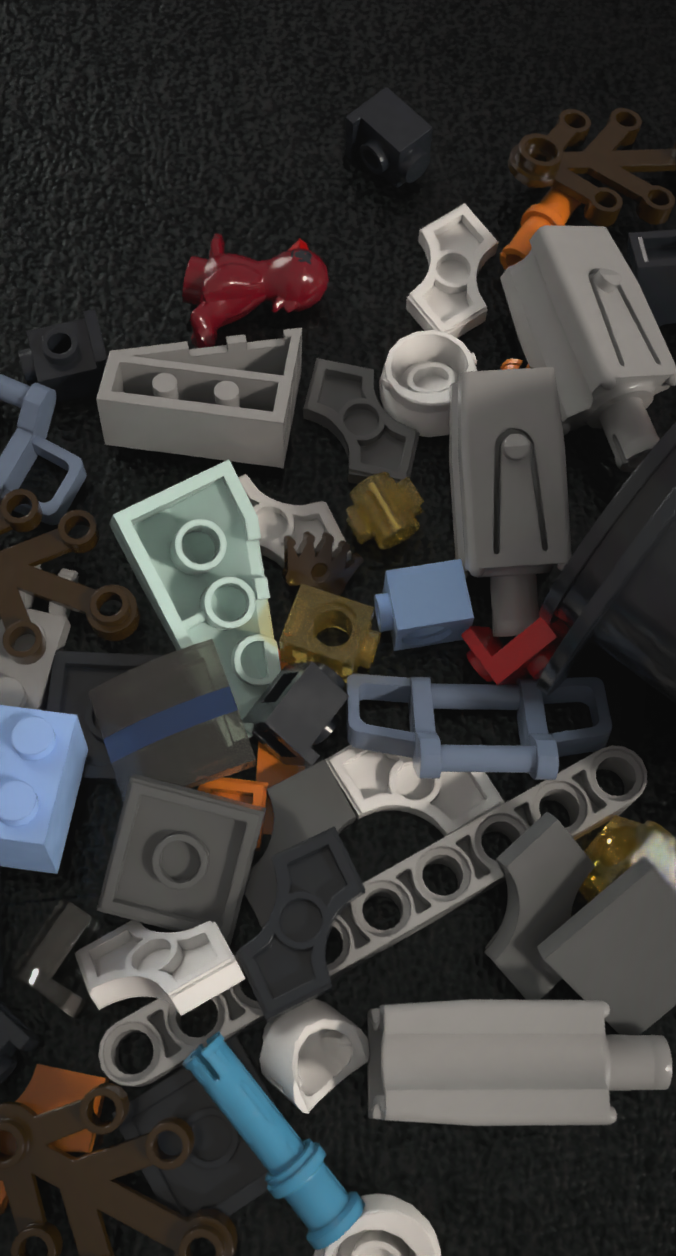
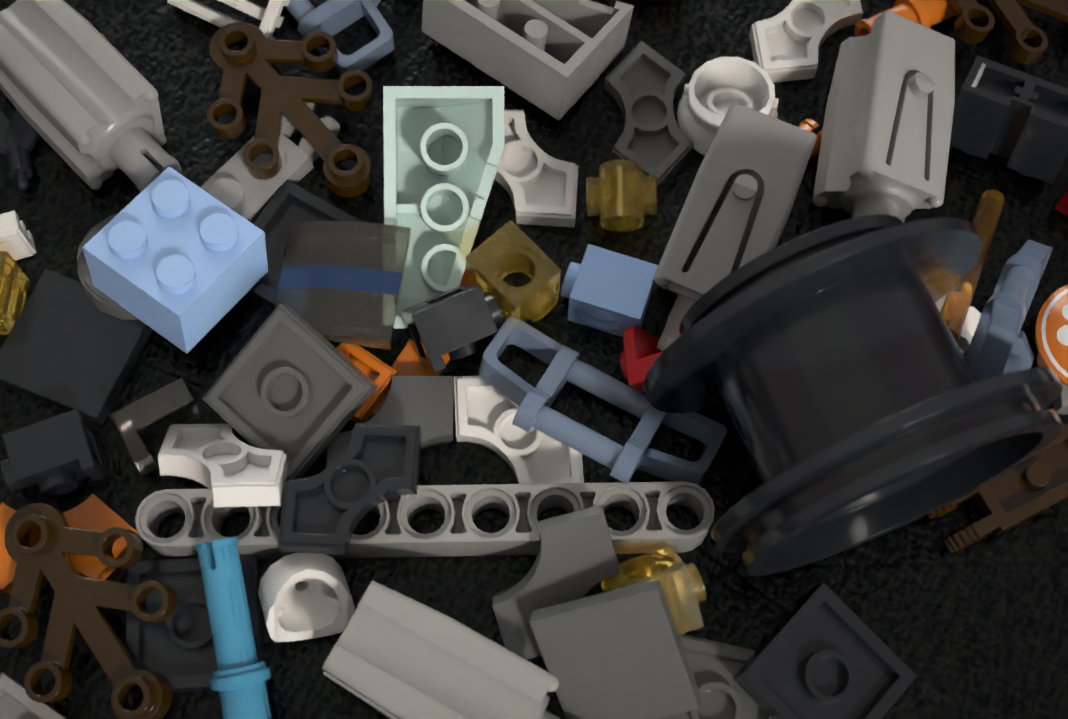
camera: 30 degrees right, 0 degrees up
(319, 566) = (538, 217): dark brown piece -> none

